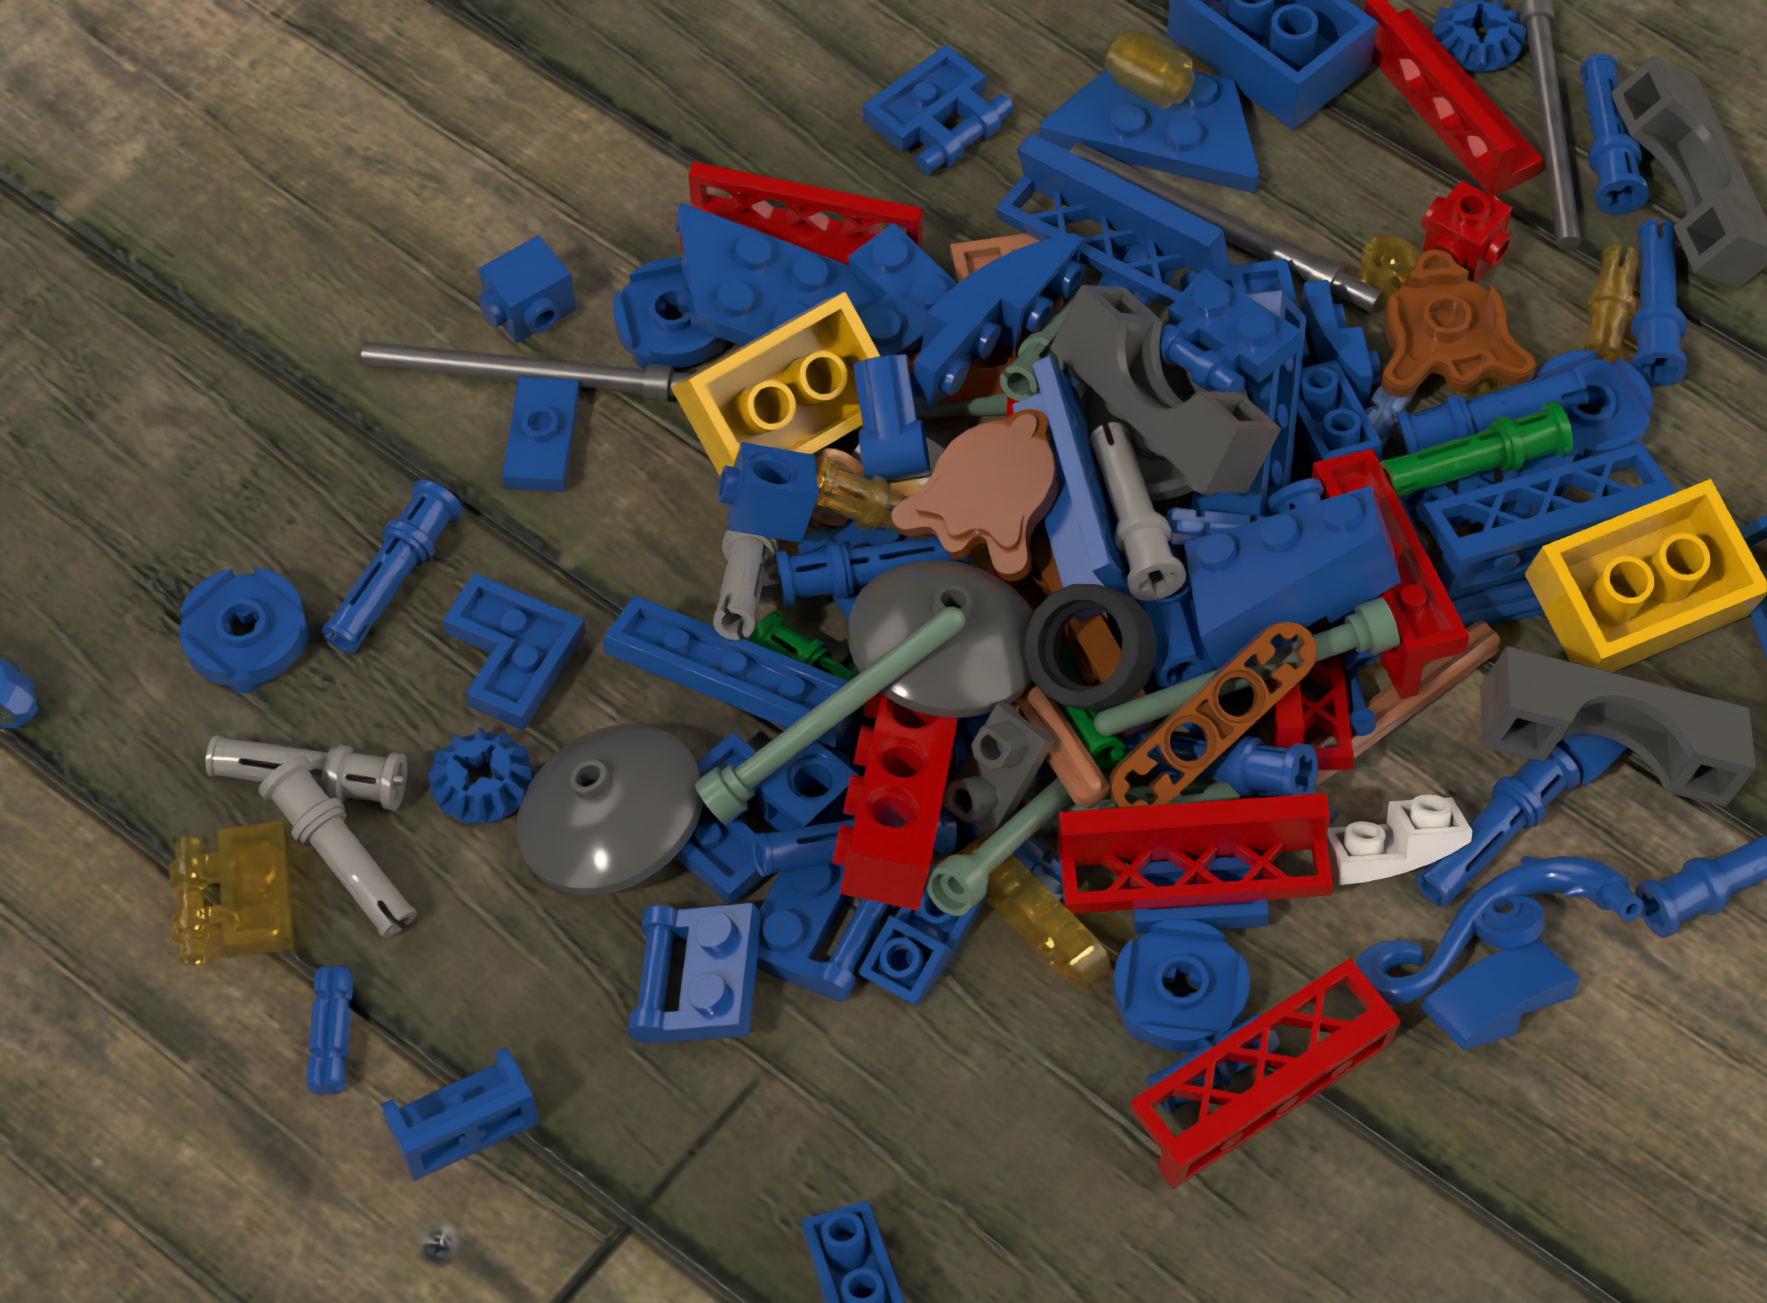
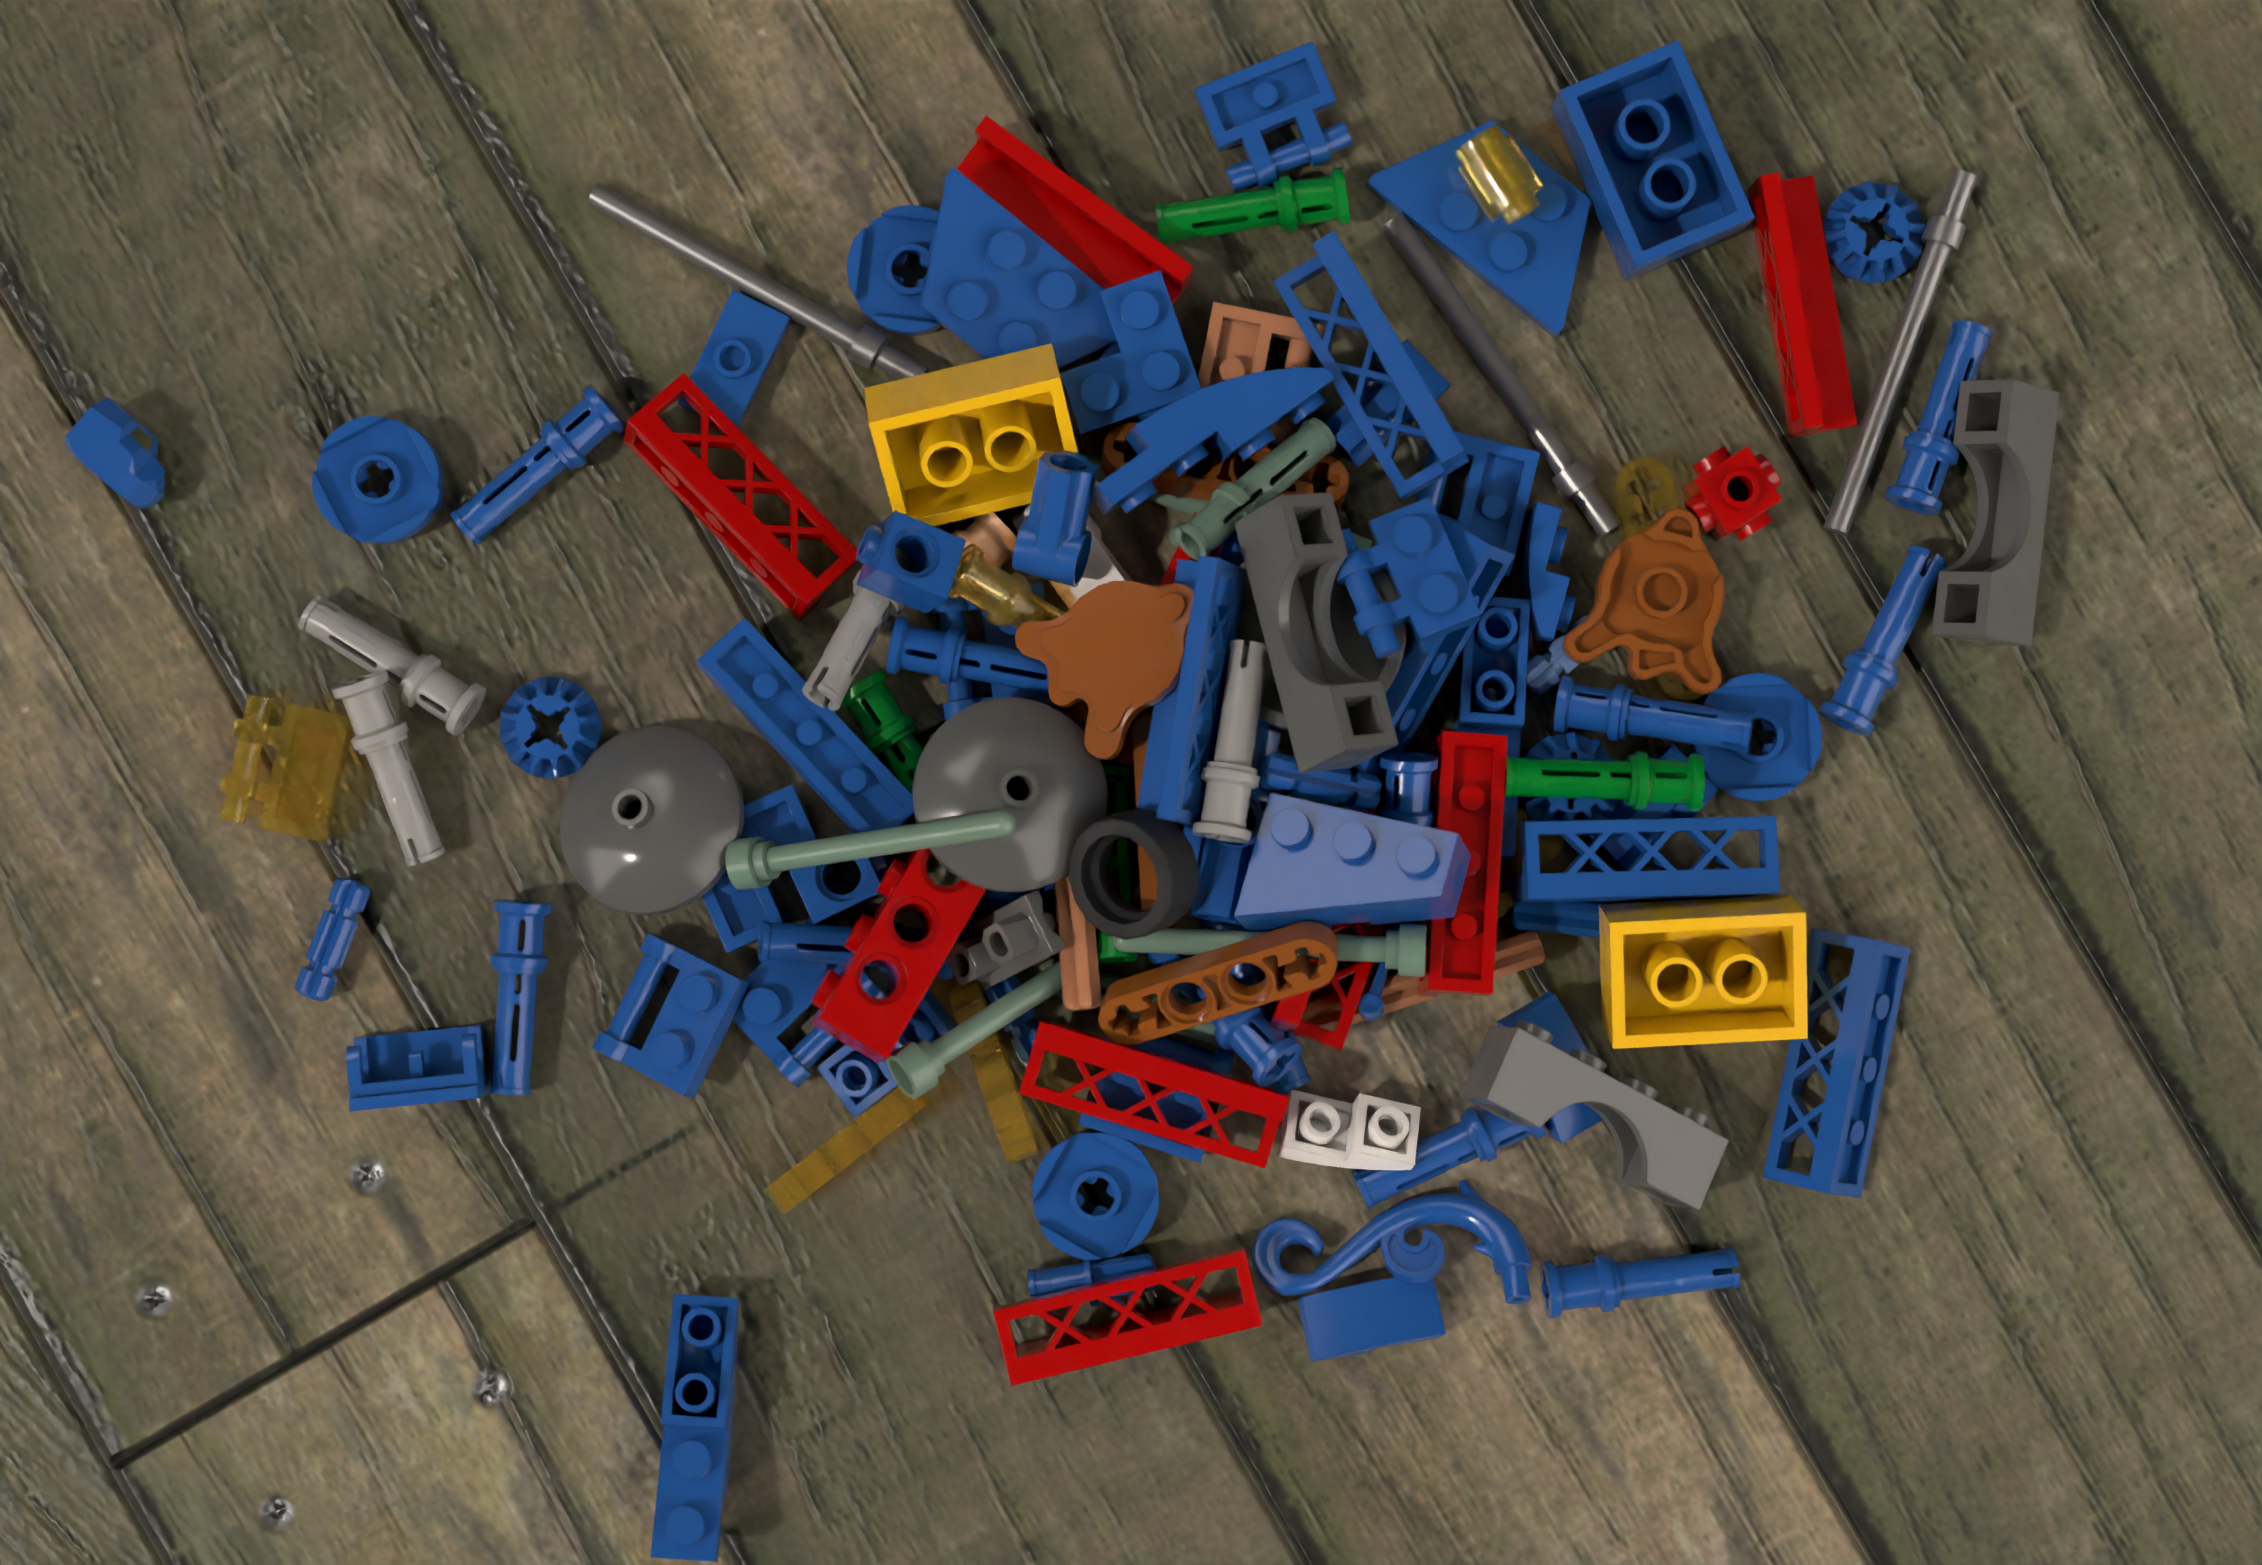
camera: 20 degrees right, 30 degrees up
(526, 290) = (772, 190): blue brick -> none
(526, 645) = (640, 606): blue plate -> none
(527, 983) = (510, 1073): none -> blue pin
(580, 535) = (723, 512): none -> red fence
(917, 1027) = (843, 1149): none -> clear yellow beam
(979, 163) = (1284, 206): none -> green pin
(1612, 302) = (1837, 627): clear yellow pin -> none

